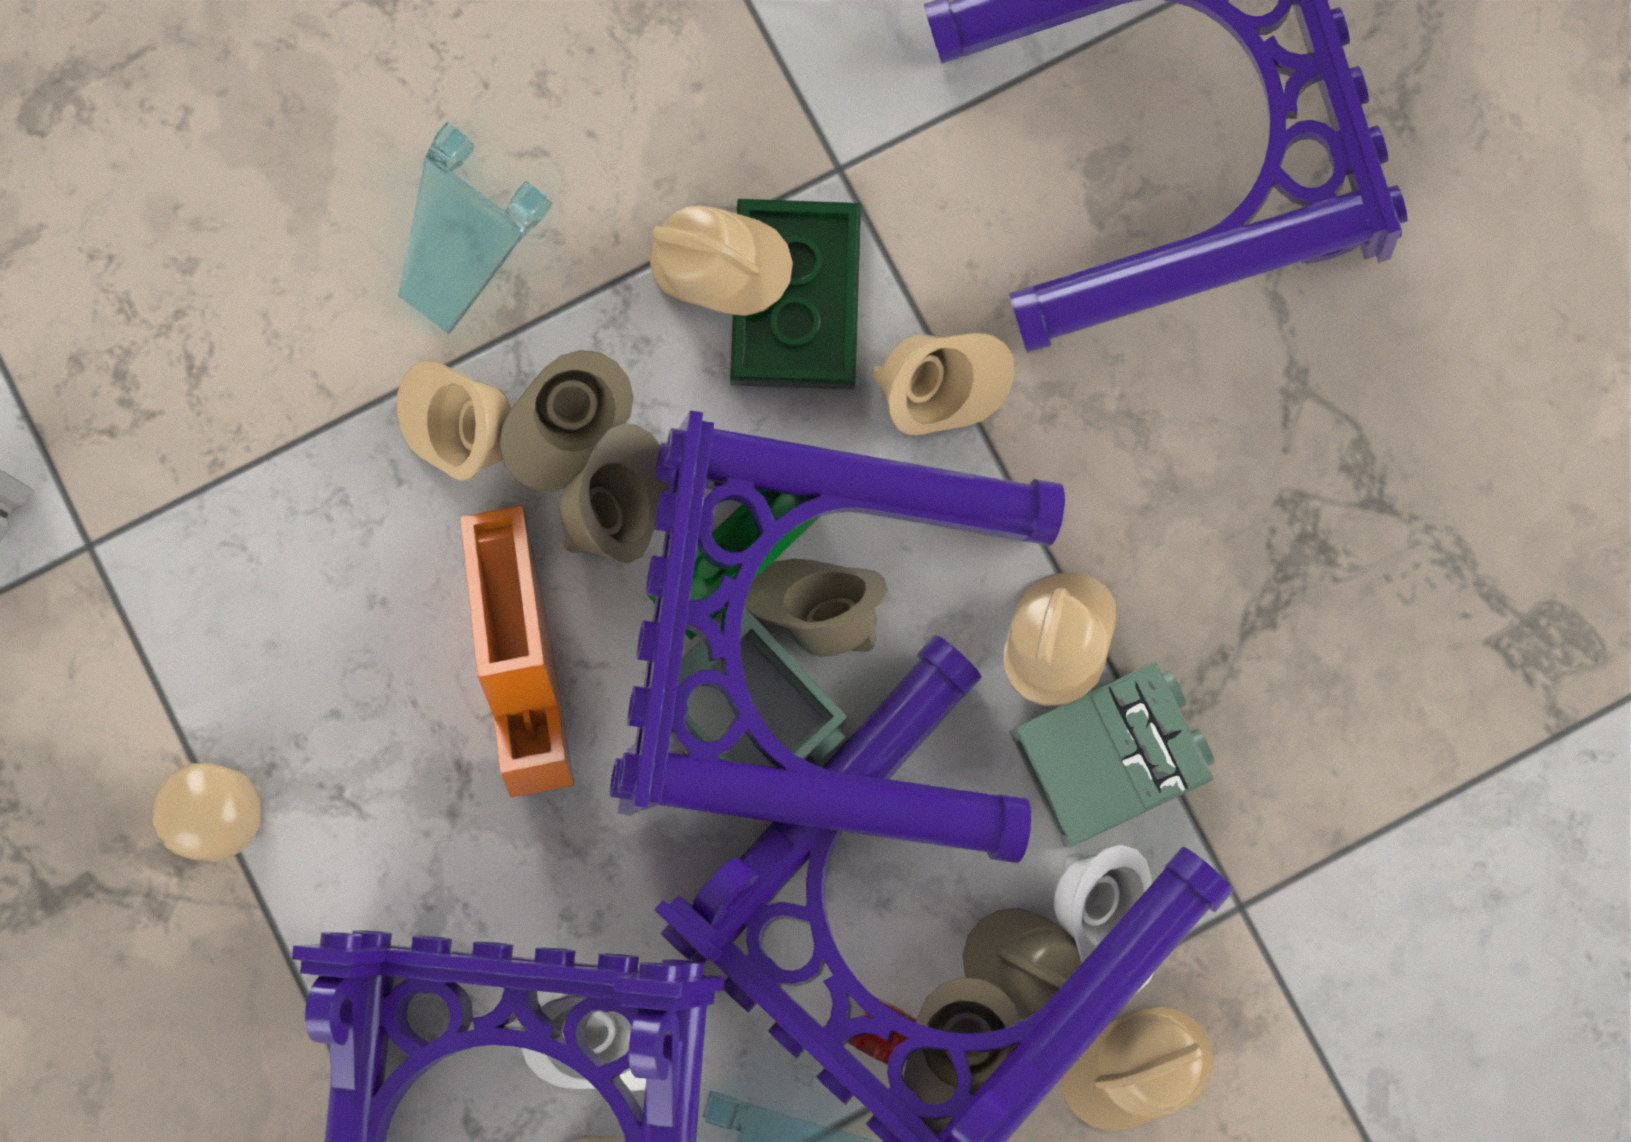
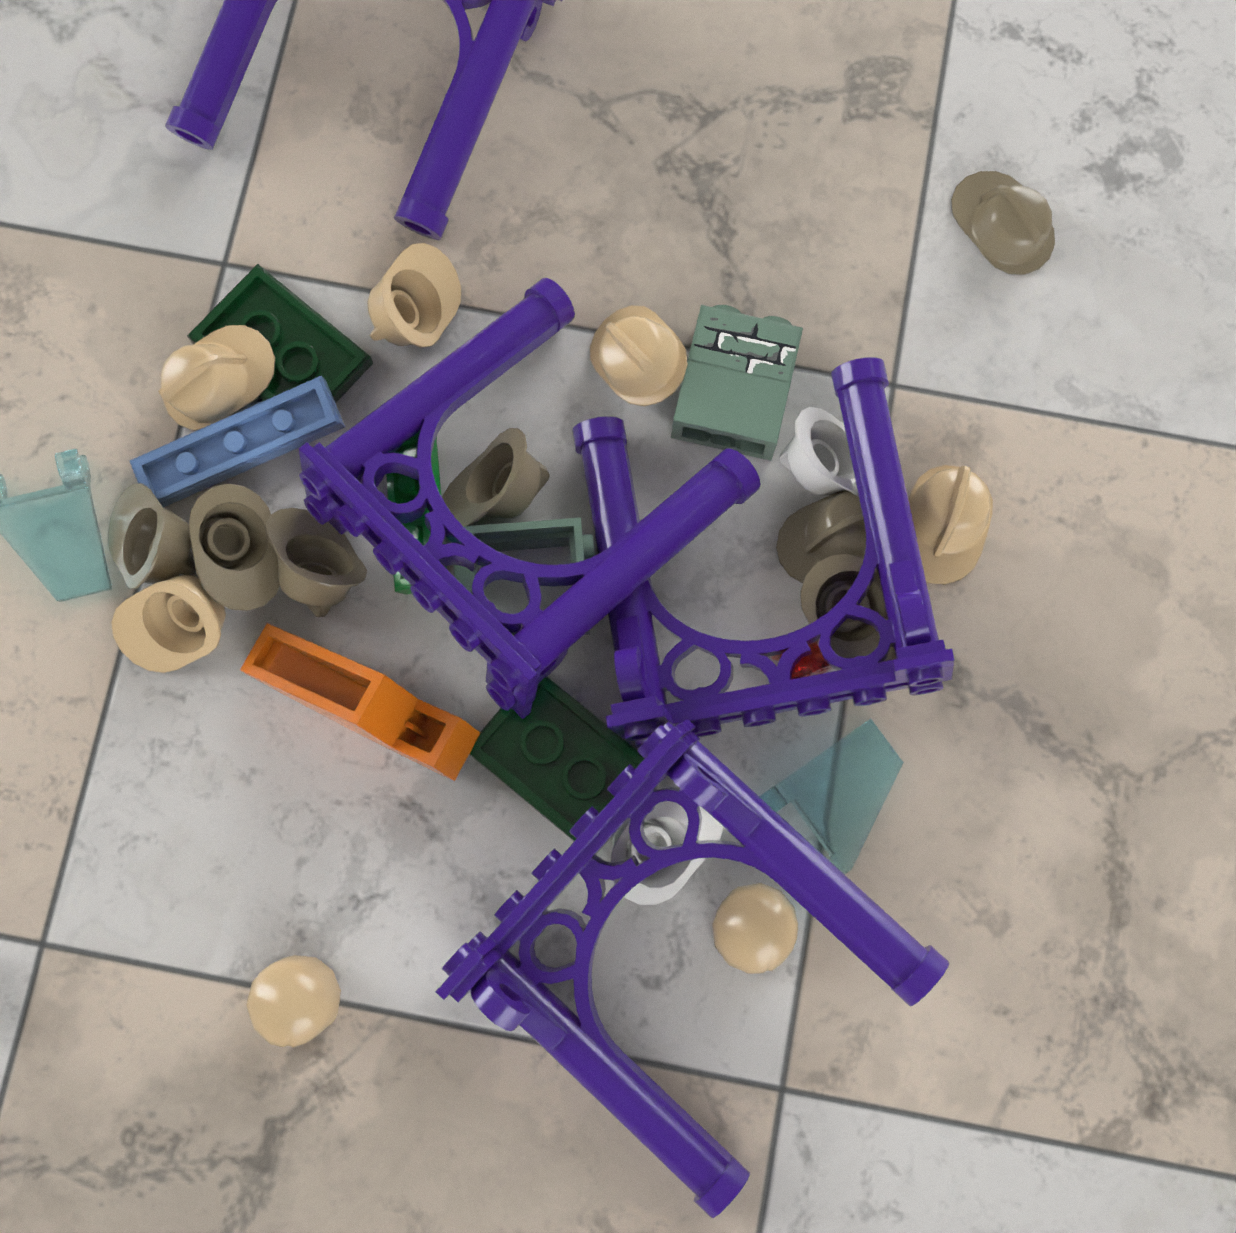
camera: 50 degrees left, 5 degrees down
(513, 332) = (148, 539): none -> dark tan piece
(608, 875) = (555, 756): none -> dark green tile
(671, 334) = (239, 442): none -> medium blue tile
(1508, 887) = (1005, 221): none -> dark tan piece

